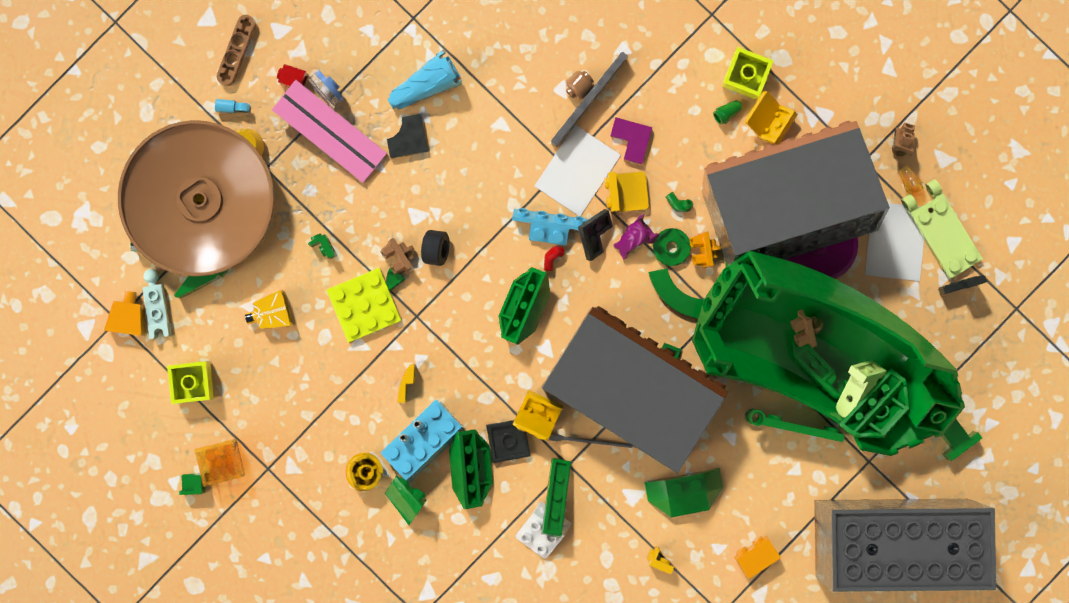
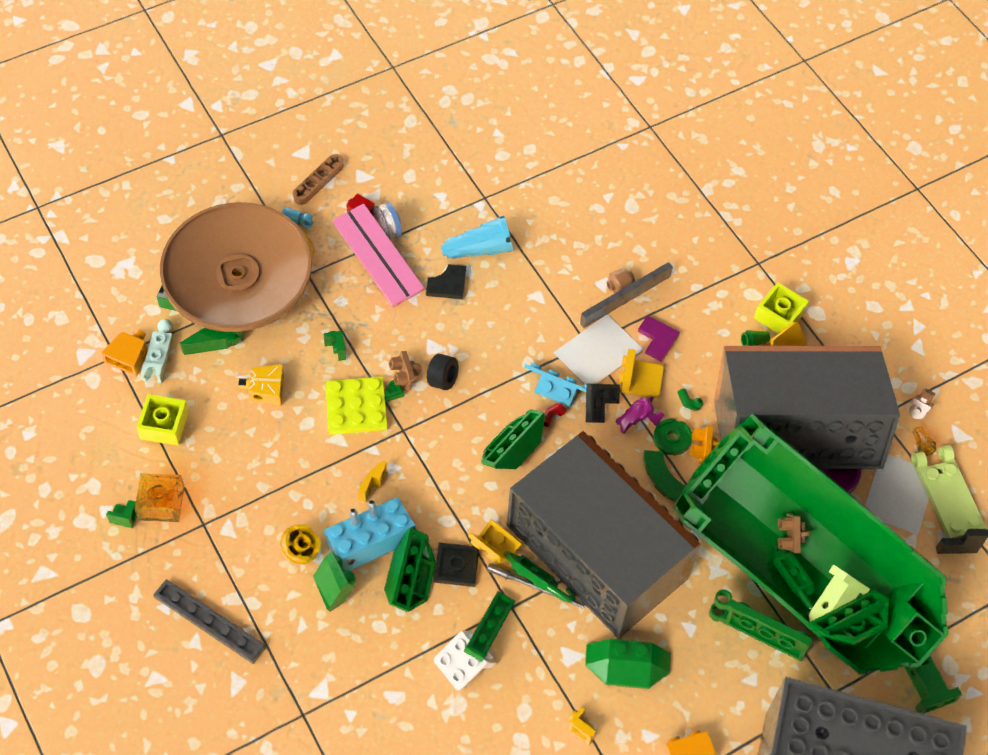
camera: 10 degrees right, 30 degrees down
(308, 560) = (209, 621): none -> flat silver tile
(585, 434) = (538, 576): none -> green plate

